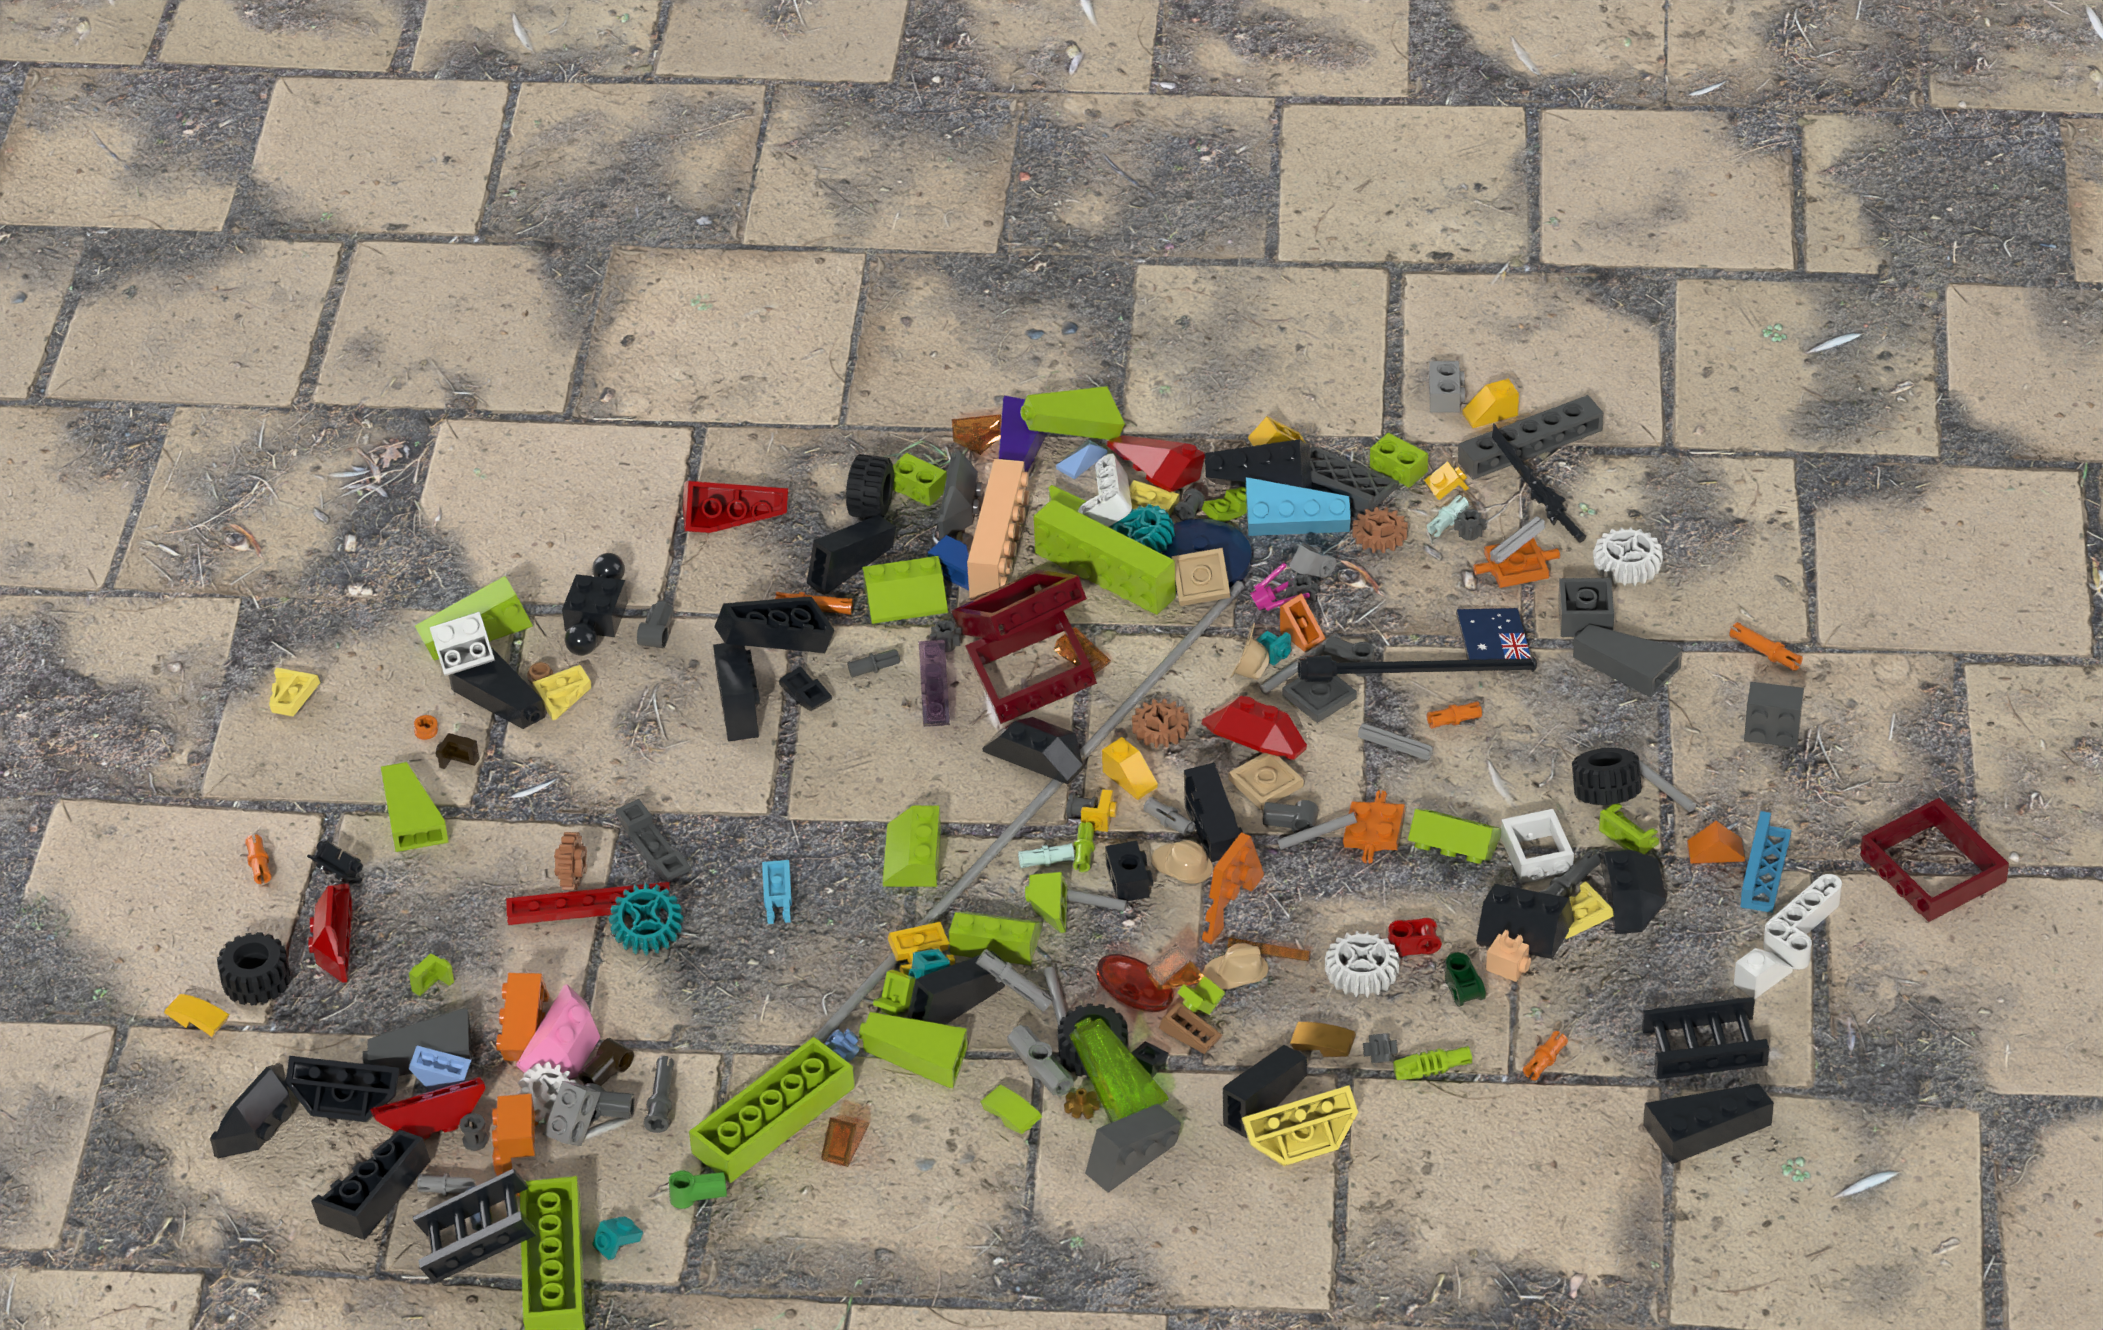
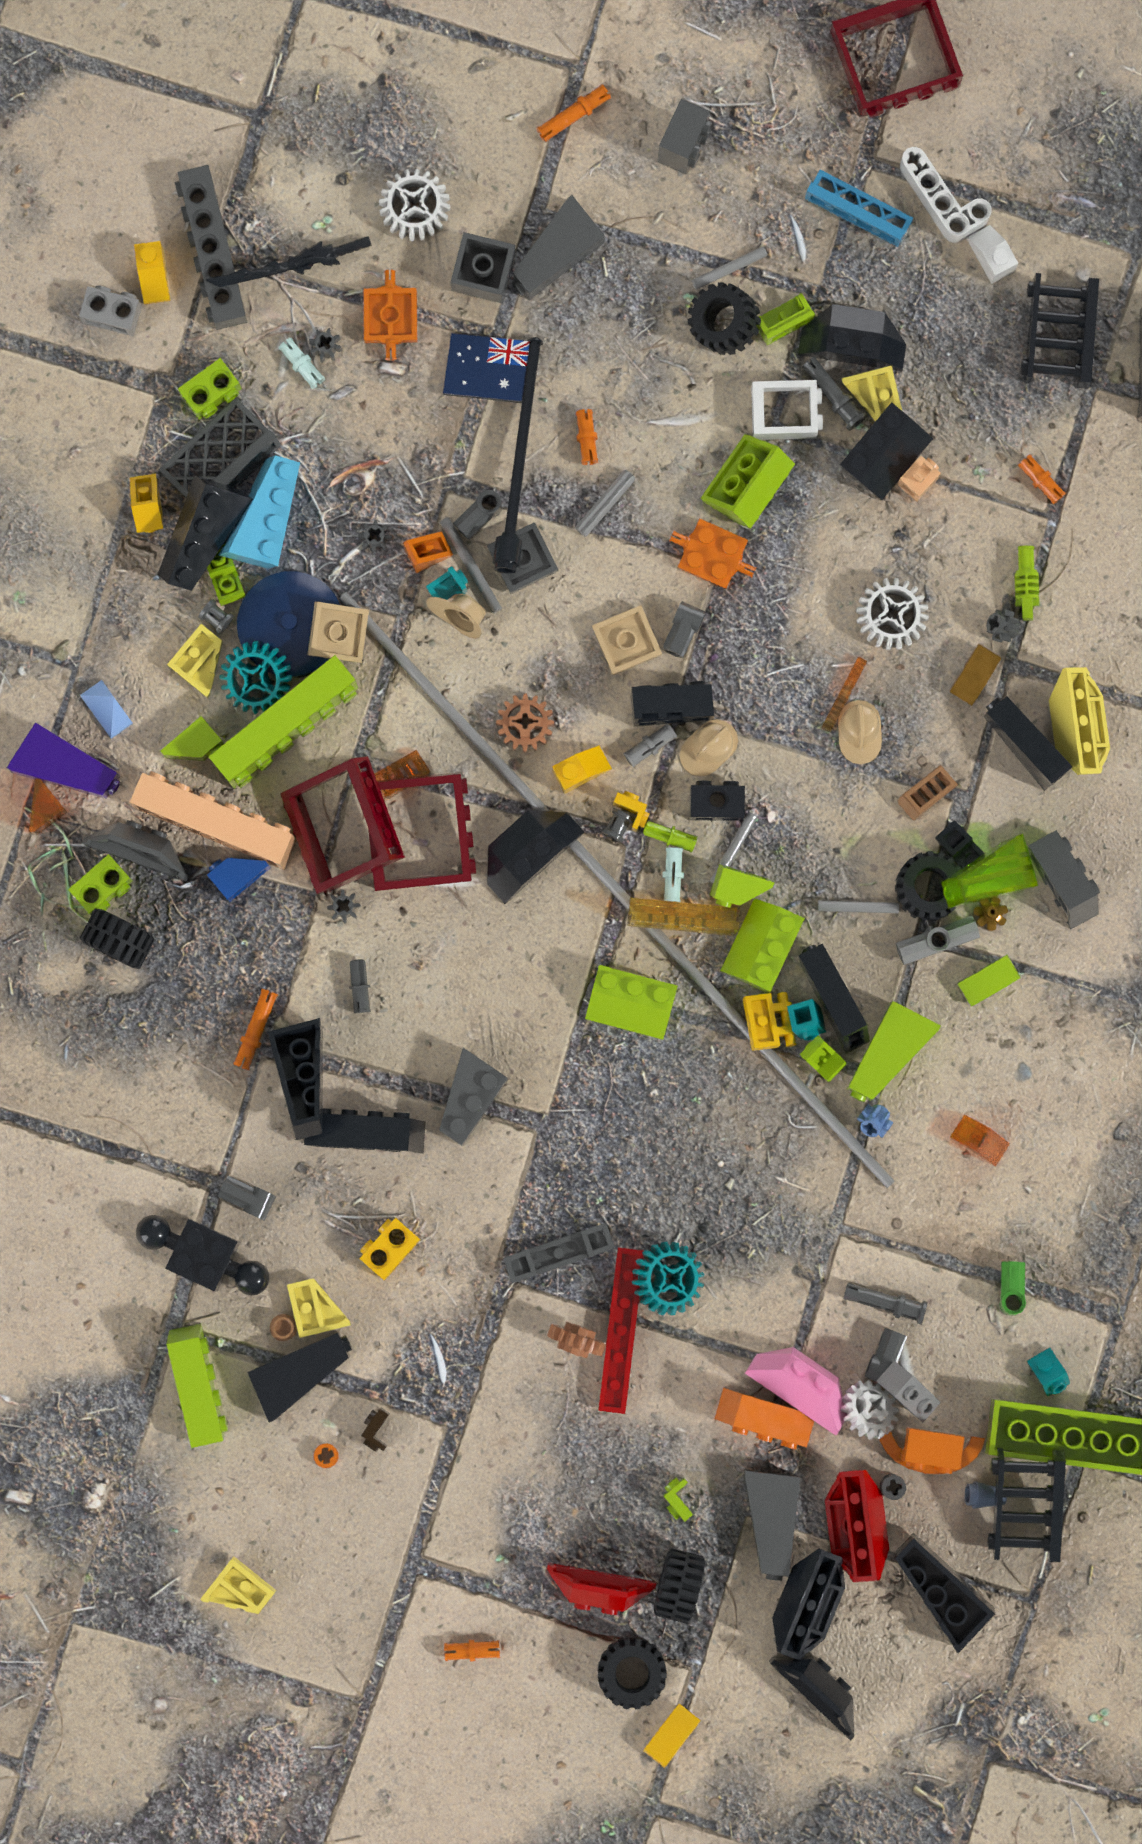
camera: 80 degrees left, 40 degrees up
(344, 868) = (511, 1569): black hinge -> none
(344, 976) = (679, 1585): none -> black tyre
(411, 811) = (448, 1489): lime slope -> none
(438, 1068) = (813, 1507): light blue slope -> none
(443, 1184) = (947, 1521): light grey axle -> none
(462, 643) = (248, 1403): white slope -> none
(609, 1059) = (833, 1343): dark brown piece -> none
(630, 727) = (394, 1253): none -> yellow brick
(721, 506) = (81, 1098): red wedge -> none
(771, 1109) = (943, 1202): lime brick -> none
(777, 888) = (648, 1143): medium azure hinge -> none
(788, 751) = (470, 1096): none -> dark grey wedge
(804, 690) = (377, 1062): black slope -> none
(847, 551) = (196, 977): black slope -> none
(905, 589) = (266, 933): lime slope -> none
(934, 683) = (414, 933): clear purple slope -> none
(1006, 866) = (682, 917): none -> clear yellow fence
(1007, 975) = (839, 949): light grey pin -> none
(1075, 413) = (58, 697): lime slope -> none
(1114, 493) = (154, 686): white beam -> none
(1130, 986) = (870, 821): clear red dish -> none
(1164, 462) = (144, 630): red wedge -> none
(1173, 969) = (860, 789): clear orange slope -> none
(1203, 997) = (897, 773): lime bracket -> none
(1236, 867) = (788, 711): orange wing -> none
(1256, 727) = (561, 637): red wedge -> none
(1264, 595) = (373, 575): dark pink plant -> none
(1311, 561) = (341, 517): light grey piece -> none
(1316, 831) = (711, 610): light grey bar -> none
(1379, 530) = (317, 442): nougat gear -> none
(1411, 936) = (870, 552): red piece -> none
(1445, 480) = (252, 349): yellow bracket -> none
(1463, 979) = (942, 527): dark green piece -> none
(1517, 540) = (371, 305): light grey axle -> none
(1715, 845) = (823, 246): orange slope -> none

